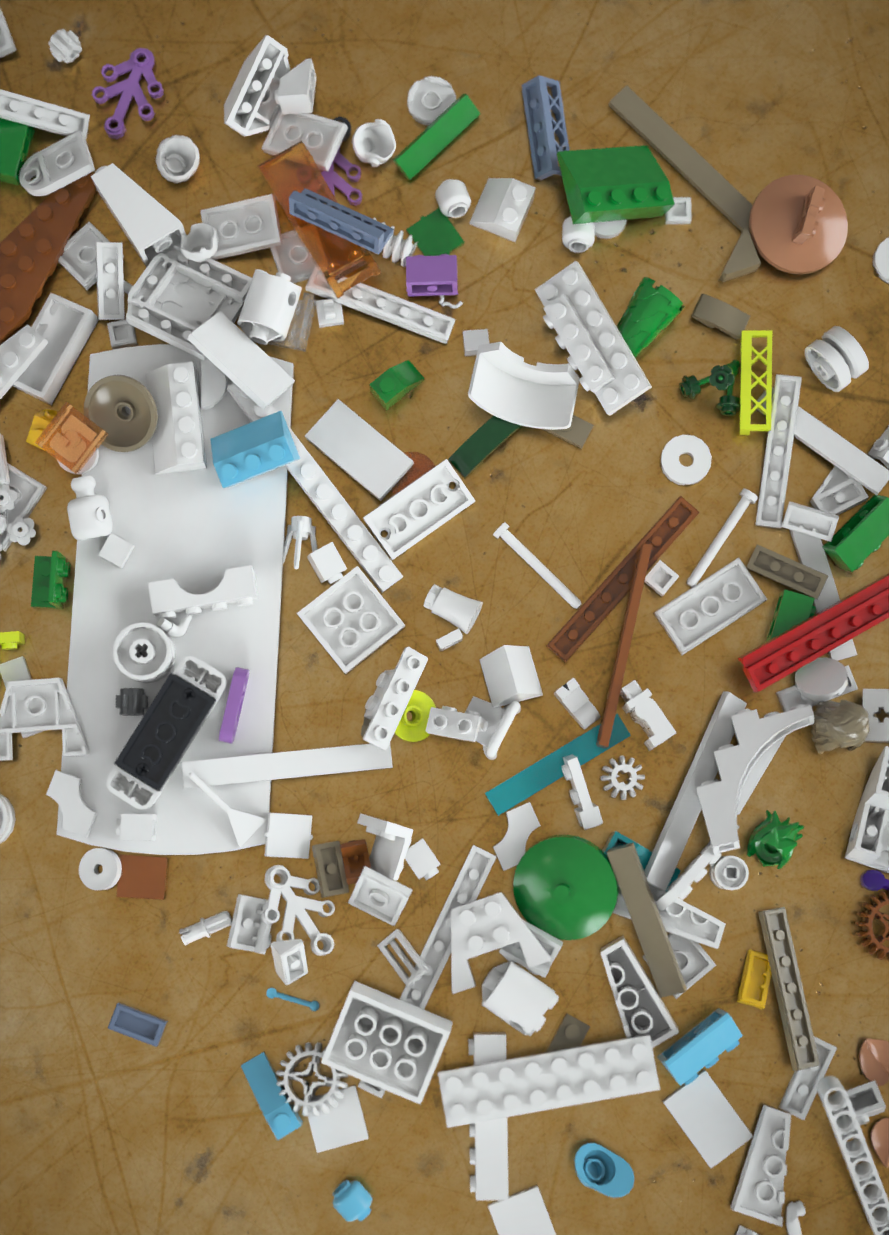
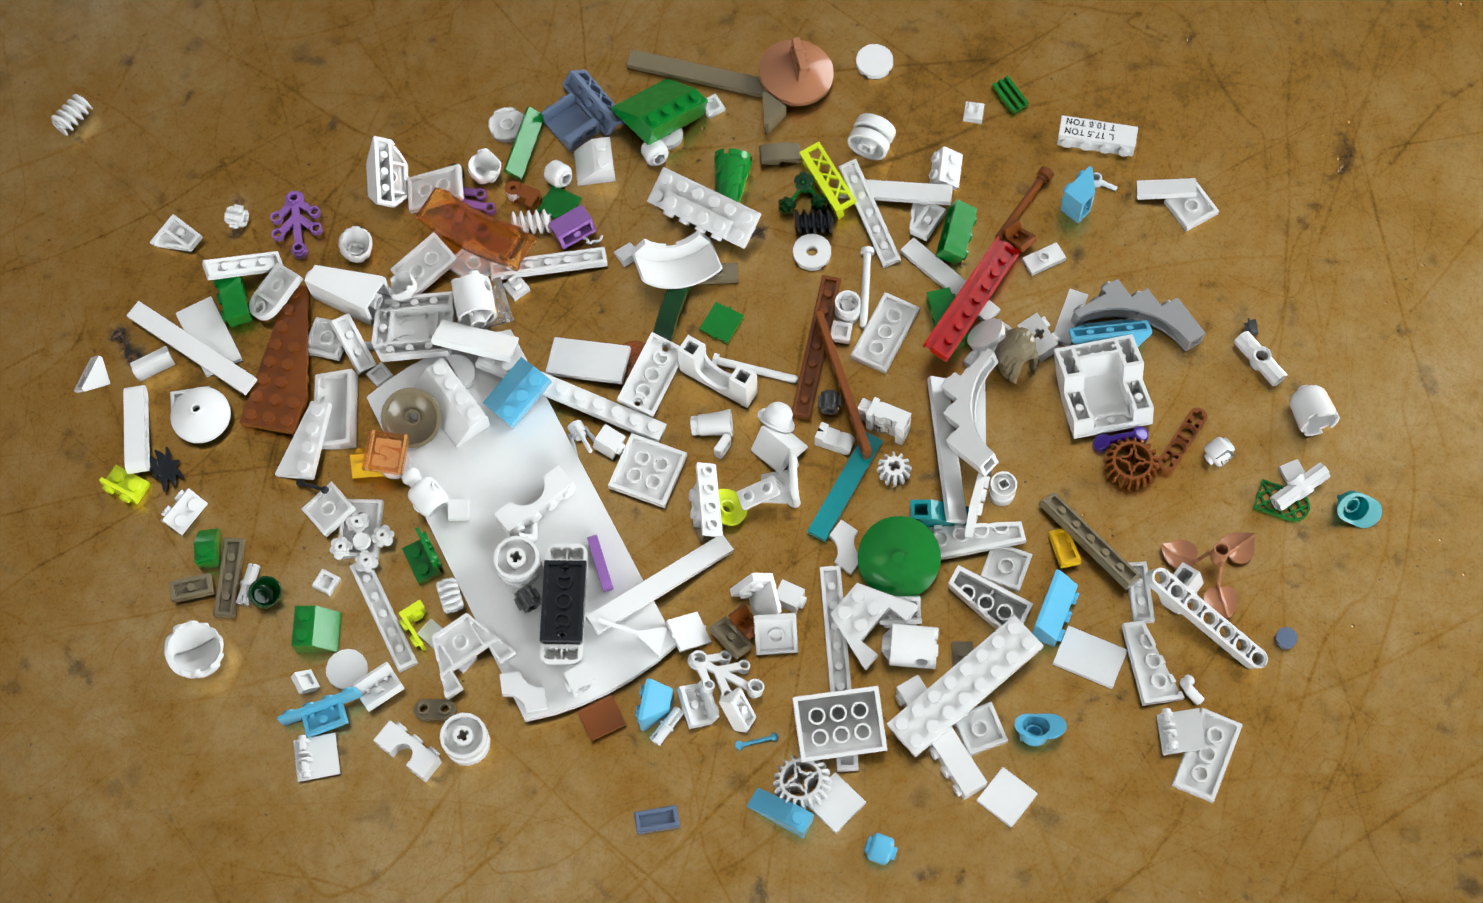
camera: 20 degrees left, 15 degrees down
(54, 644) = (449, 595): none -> white gear
(89, 869) = (577, 731): white piece -> none
(206, 898) = (655, 704): none -> medium azure slope
(297, 89) = (412, 161): white slope -> none
(339, 220) = (491, 220): sand blue fence -> none
(395, 383) = (587, 308): green slope -> none
(398, 198) = (523, 194): none -> dark orange leg
(416, 974) = (830, 678): white tile -> none
(476, 527) = (738, 386): none -> white arch
(503, 139) = (570, 122): none -> sand blue panel
(527, 642) = (777, 417): none -> white hat
(534, 487) = (721, 322): none -> green piece
(540, 1133) = (981, 729): none -> white tile
(587, 812) = (884, 503): white plate -> none
(598, 656) = (829, 402): none -> dark grey gear
(646, 920) = (966, 545): dark tan tile -> none
(684, 554) = (847, 306): none -> white wheel
(709, 425) = (814, 221): none -> black piece
(774, 841) = (1019, 451): green hair -> none
(787, 572) = (921, 282): dark tan plate -> none
(810, 521) = (917, 243): white plate -> none

